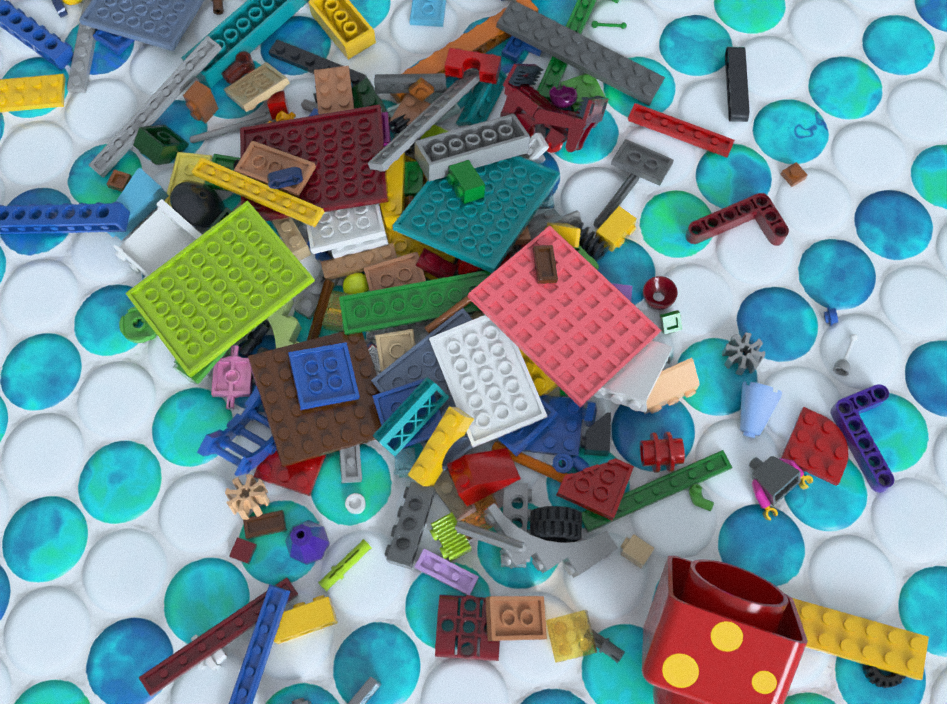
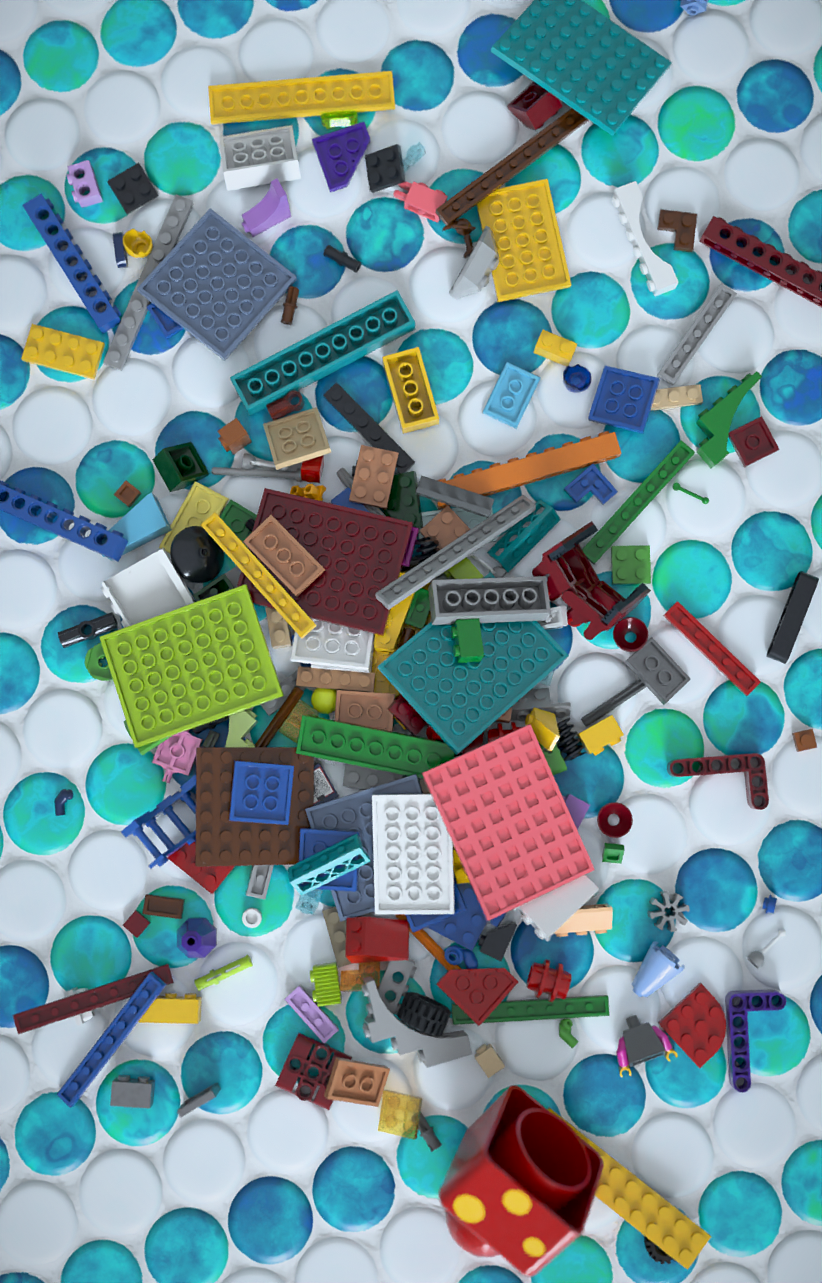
camera: 20 degrees right, 15 degrees up
(106, 308) = (99, 626): none -> black piece
(132, 460) = (60, 801): none -> dark blue arm
(155, 105) = (188, 425): light grey plate -> none
(222, 121) = (249, 462): none -> hinge
(255, 495) = (160, 880): light nougat gear -> none
(284, 177) = (289, 577): dark blue beam -> none
(393, 346) = (339, 782): tan tile -> none
(406, 557) = (279, 986): dark grey brick -> none
(421, 89) = (461, 514): dark orange plate -> none
(429, 463) = (346, 902): yellow arch -> none
(446, 315) = (408, 772): dark orange bar -> none
(460, 60) = (513, 491): red arch -> none
(491, 537) = (359, 1008): light grey axle -> none
(545, 264) = (508, 766): reddish brown tile -> none
(564, 97) = (606, 569): magenta hair -> none
(580, 52) = (644, 521): dark grey plate -> none
(606, 135) = (630, 625): none -> dark red piece

